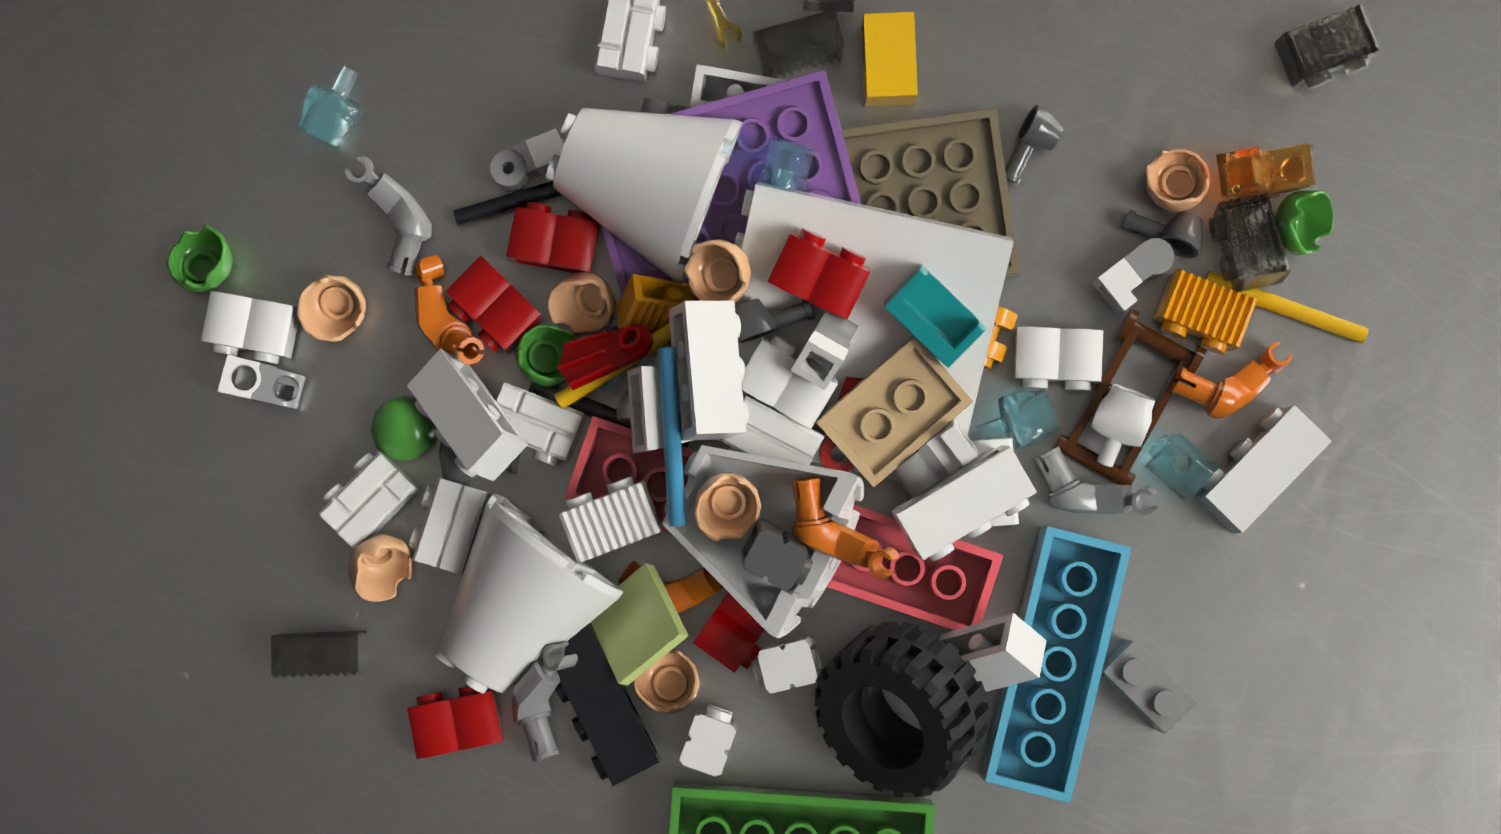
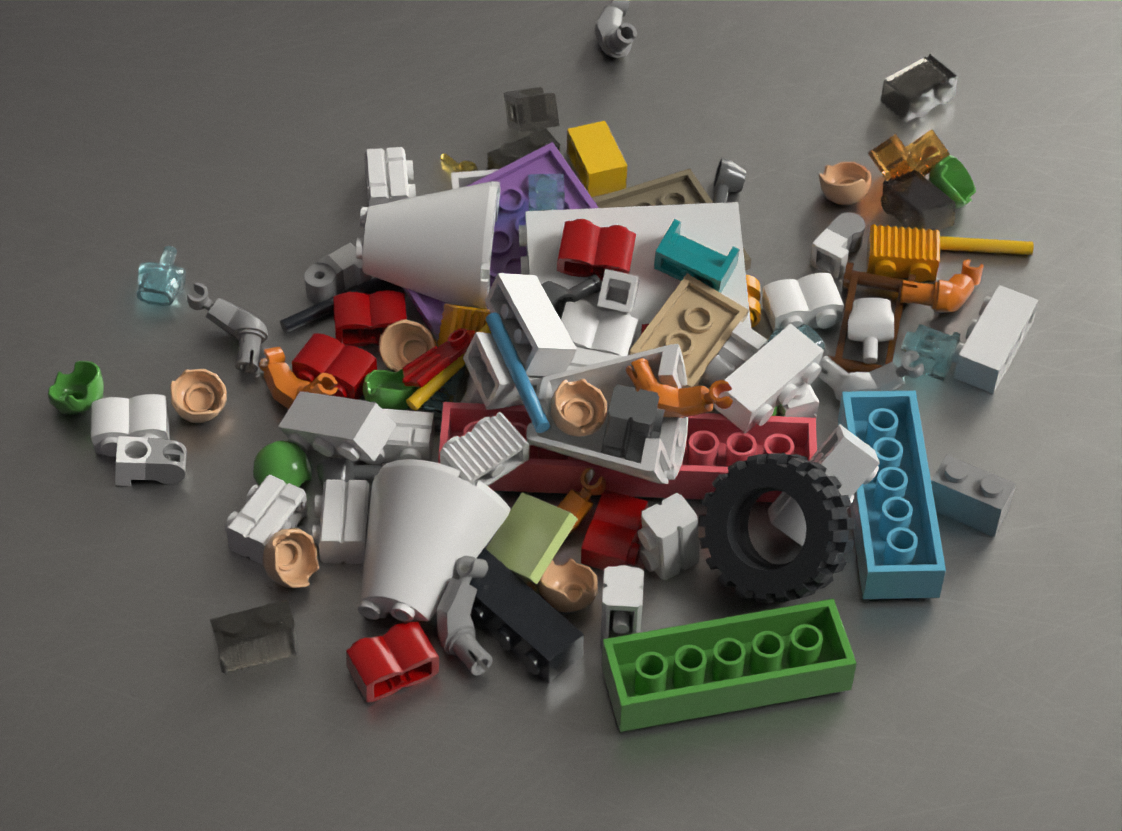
camera: 20 degrees left, 35 degrees down
(718, 271) = (515, 258): light nougat hair -> none
(1182, 232) = (870, 217): dark grey bar -> none

